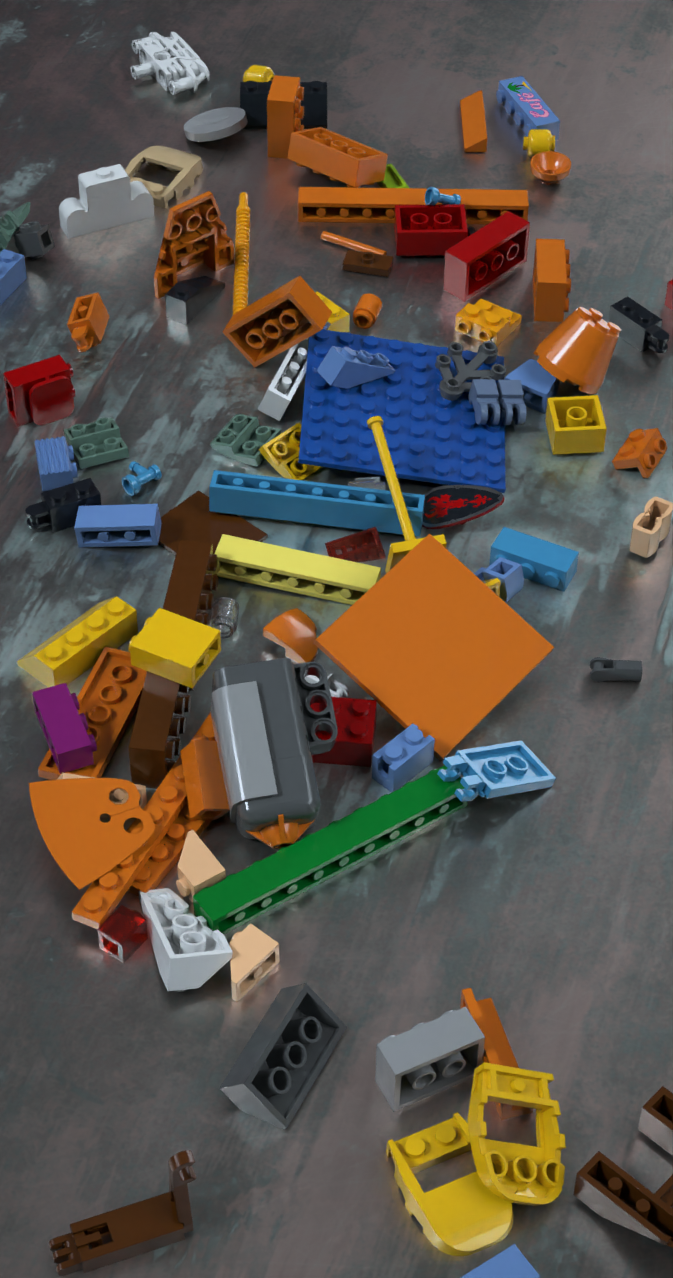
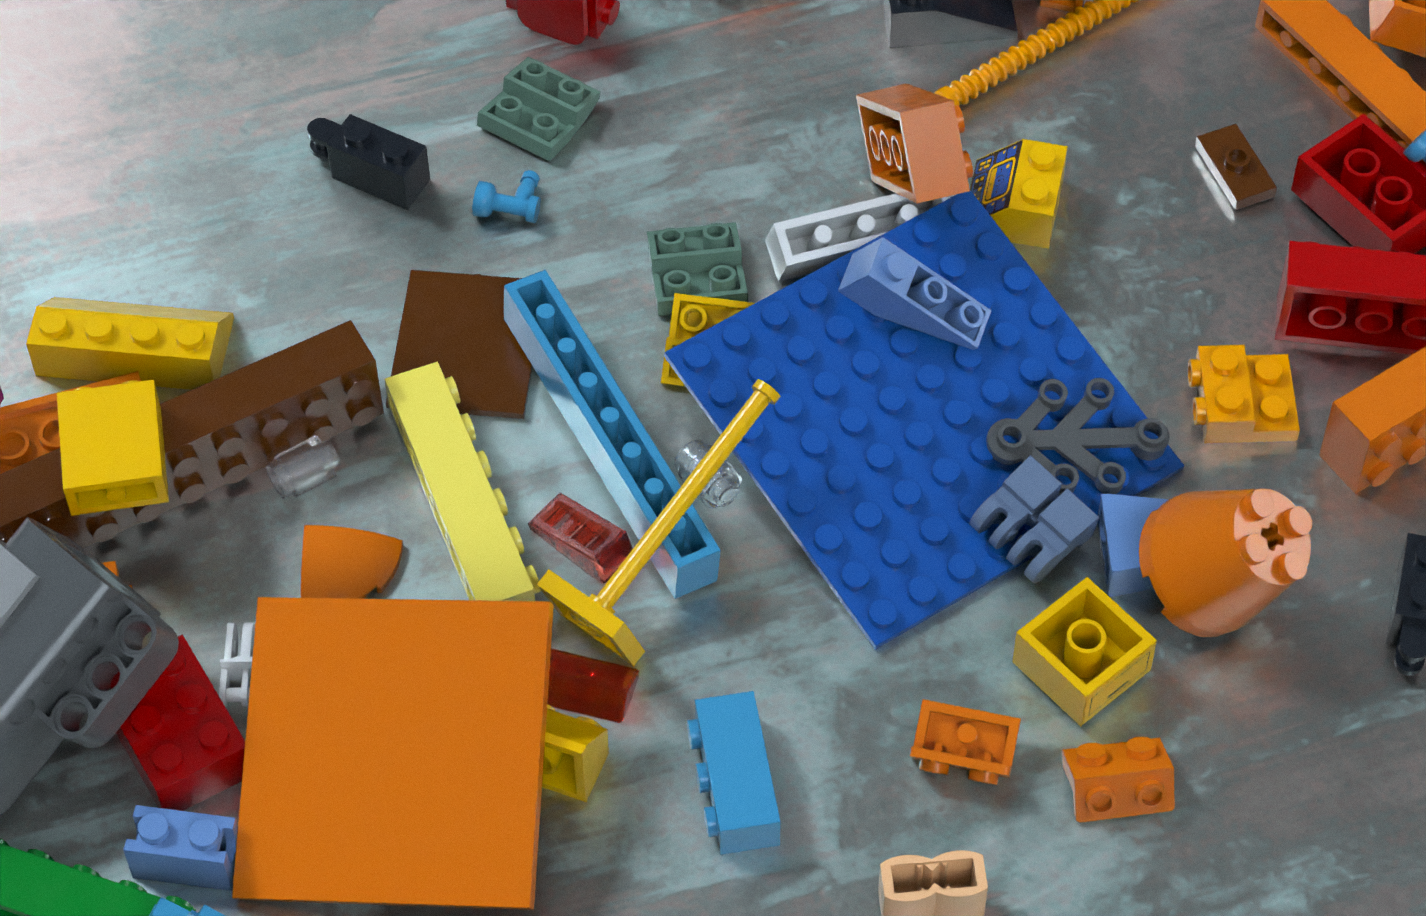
camera: 55 degrees right, 10 degrees up
(54, 463) = (447, 92): medium blue brick -> none
(118, 525) = (381, 236): medium blue brick -> none
(350, 244) = (1261, 124): orange piece -> none
(367, 311) = (1113, 232): orange brick -> none
(458, 504) = (762, 603): shield -> none
(508, 573) = (630, 752): medium blue brick -> none
(582, 484) = (965, 740): none -> orange bracket

